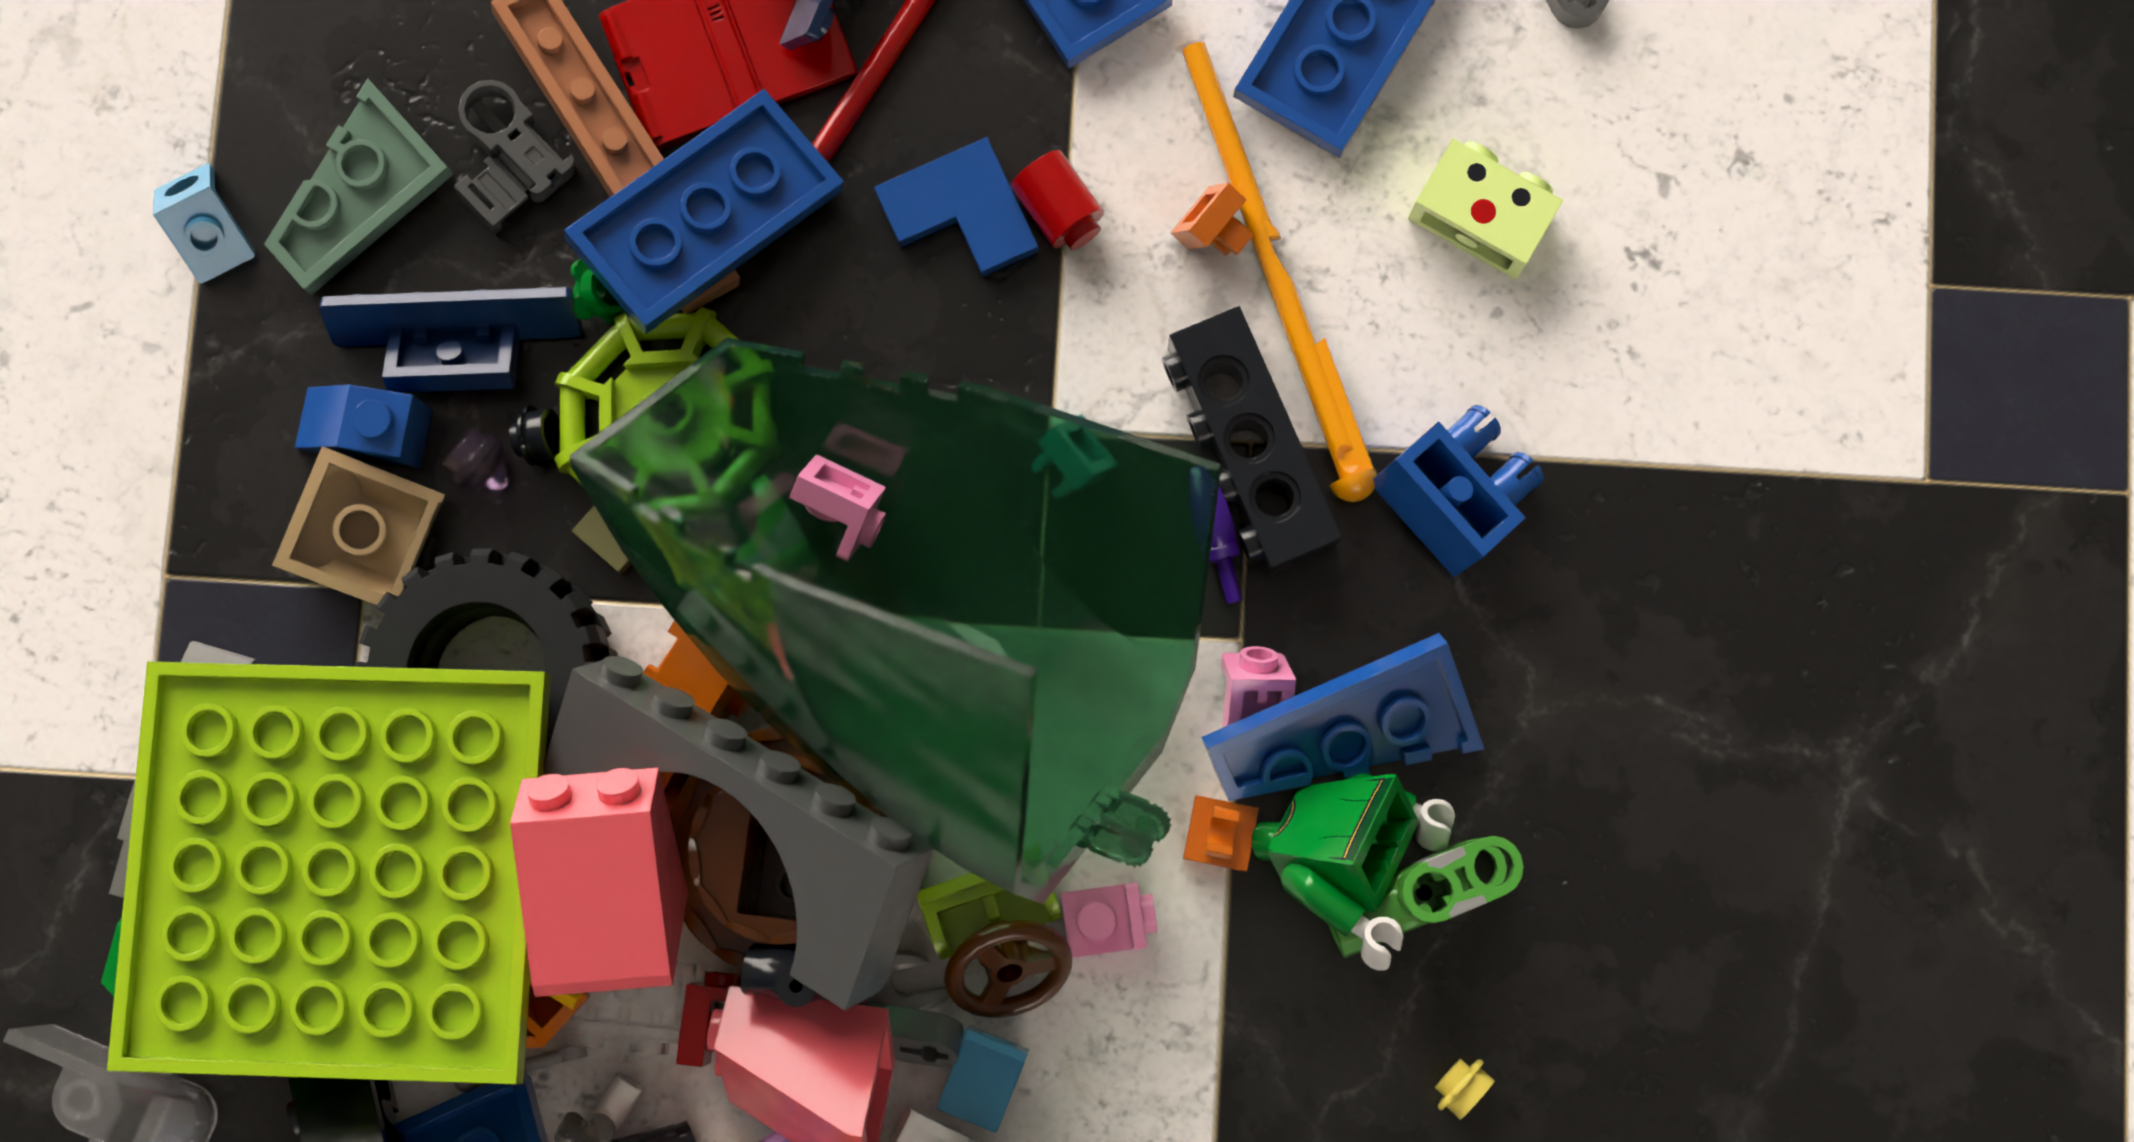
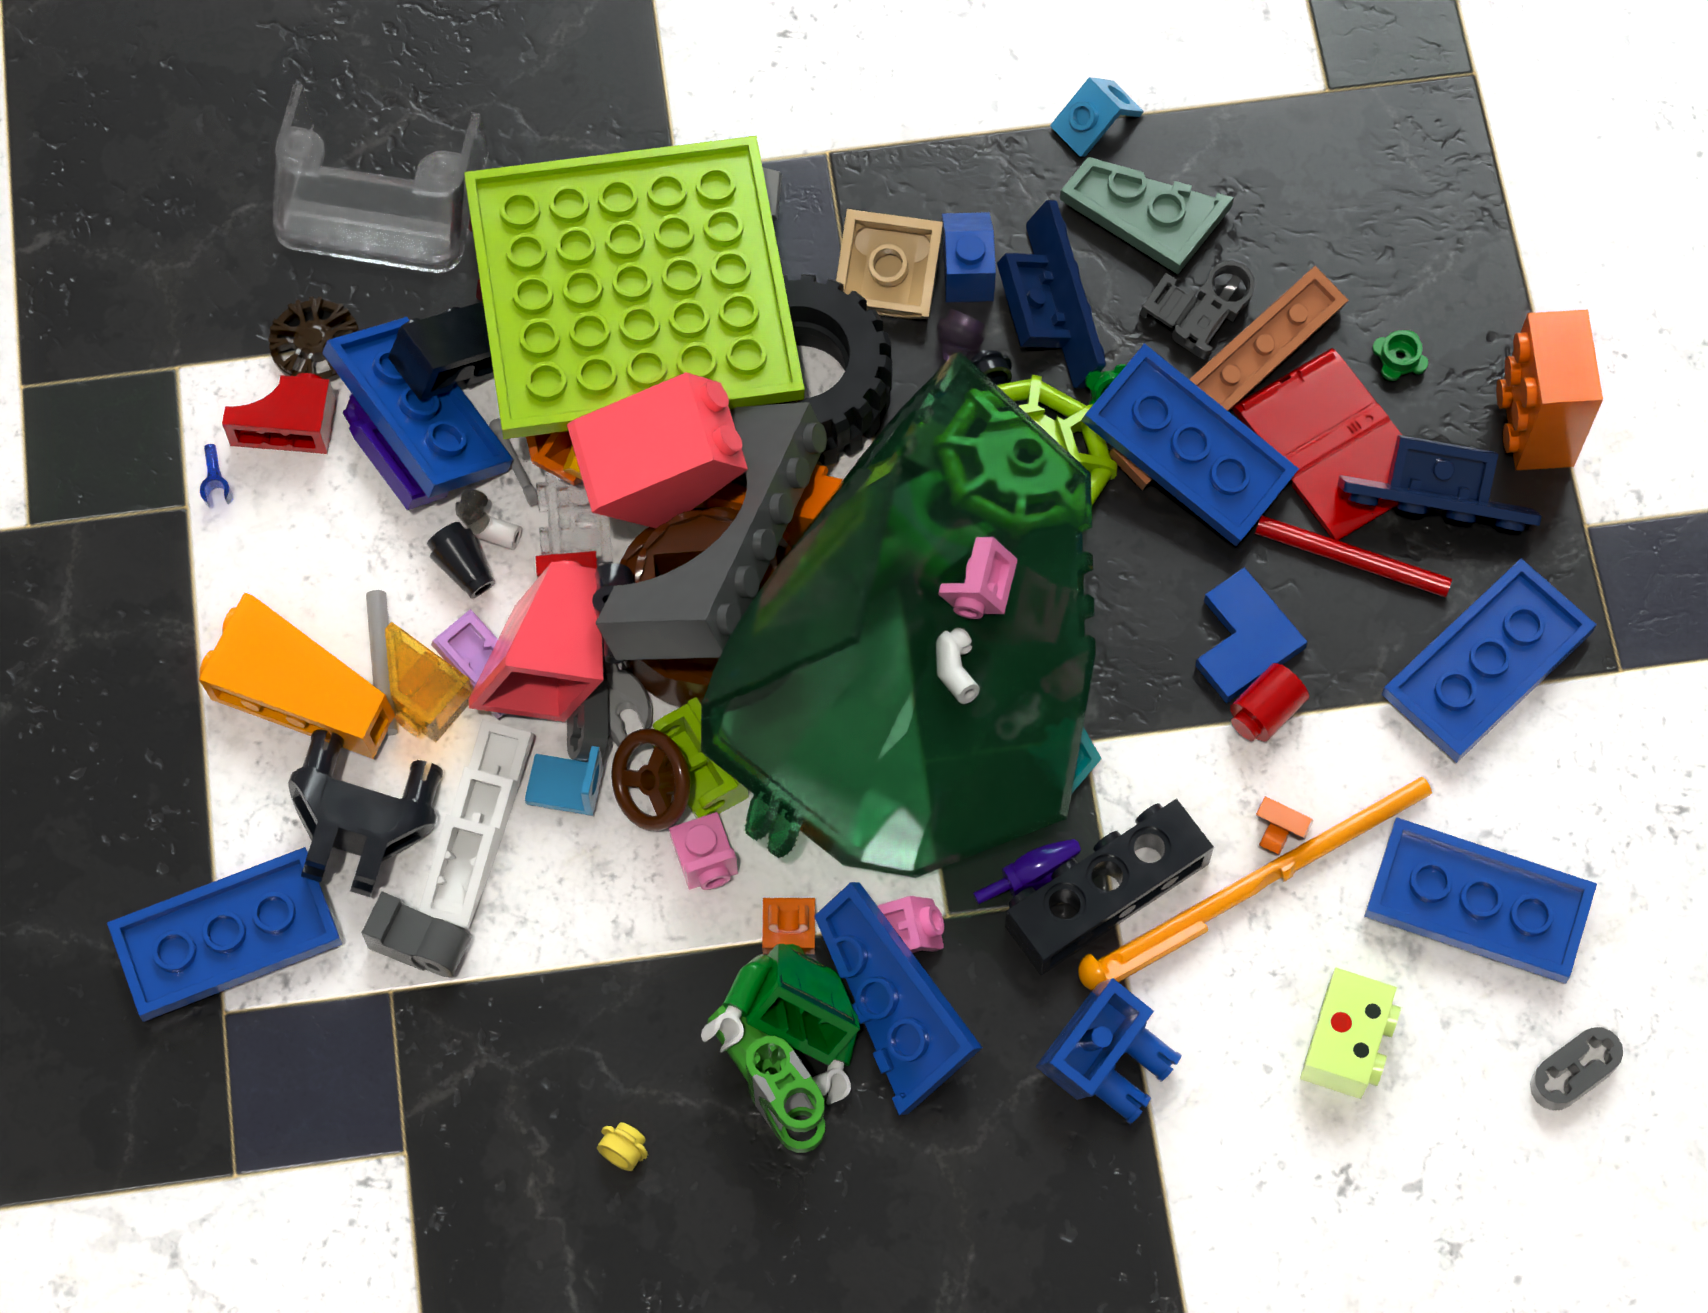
camera: 75 degrees right, 15 degrees down
(936, 569) = (949, 664): none -> white arm

